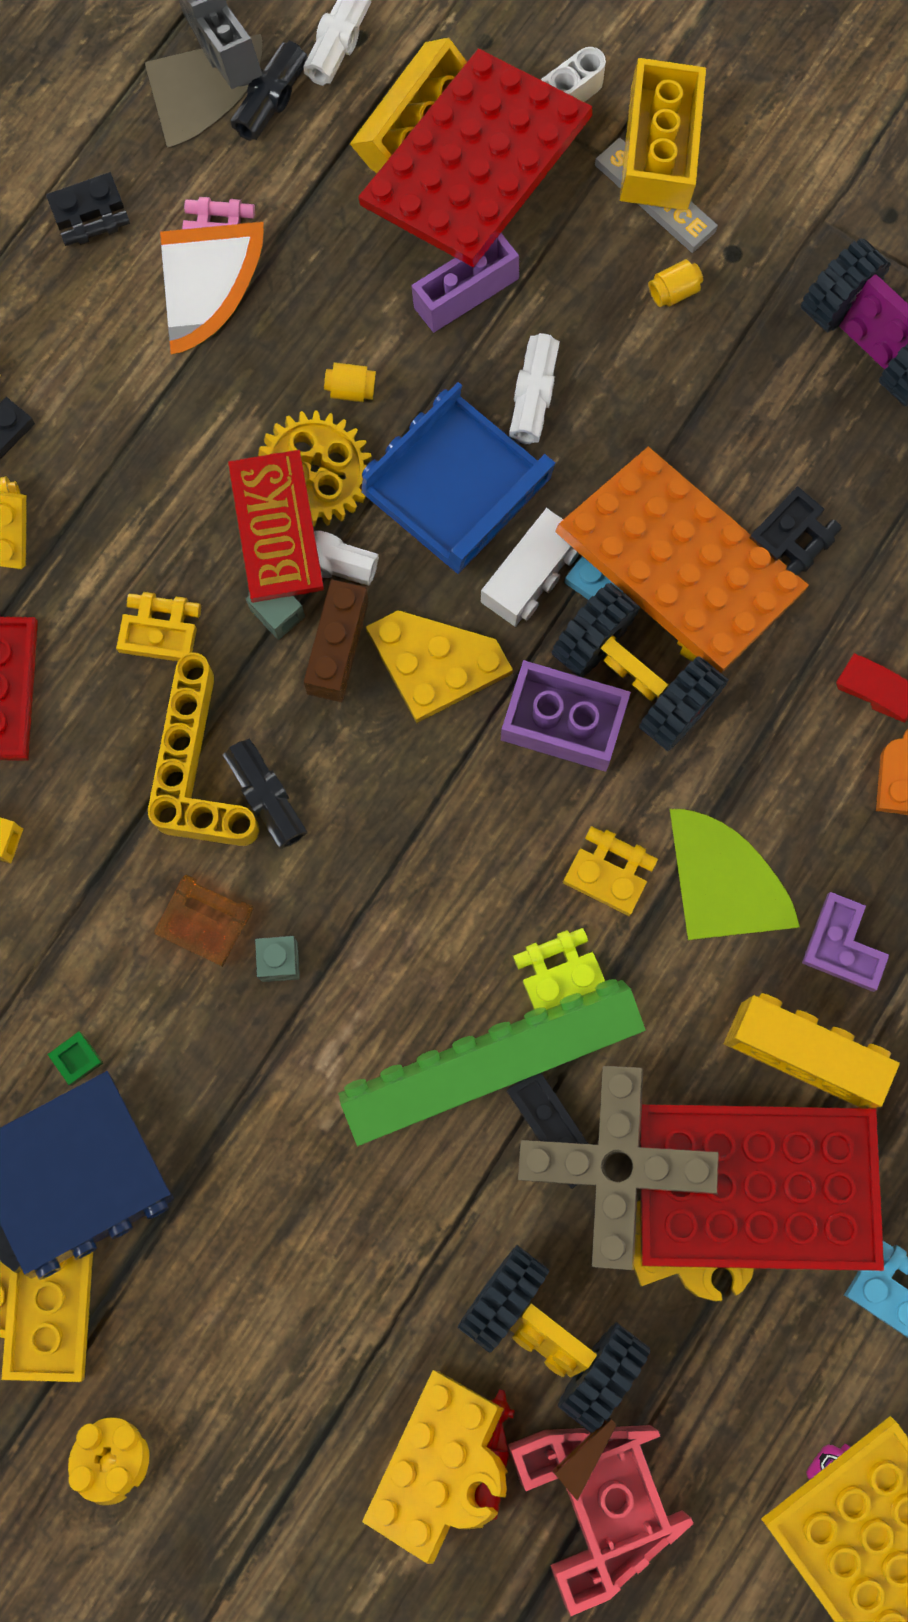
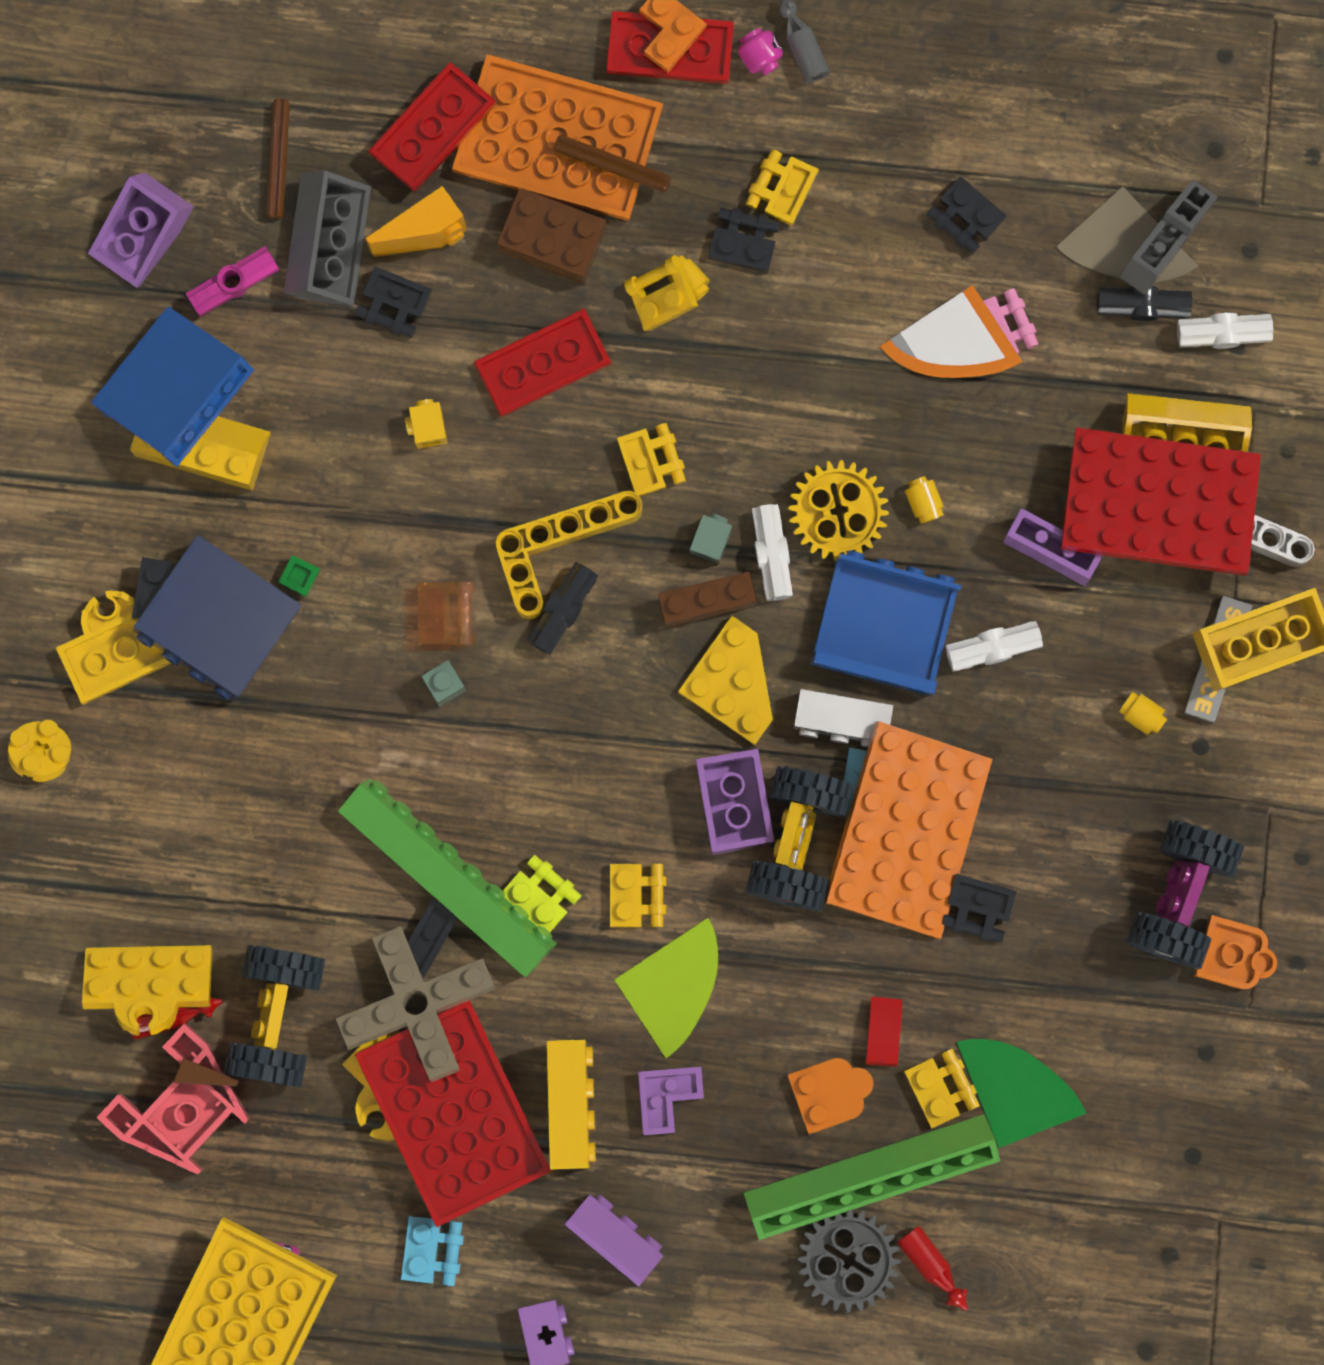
camera: 65 degrees right, 5 degrees up
(275, 526) = (769, 507): red tile -> none

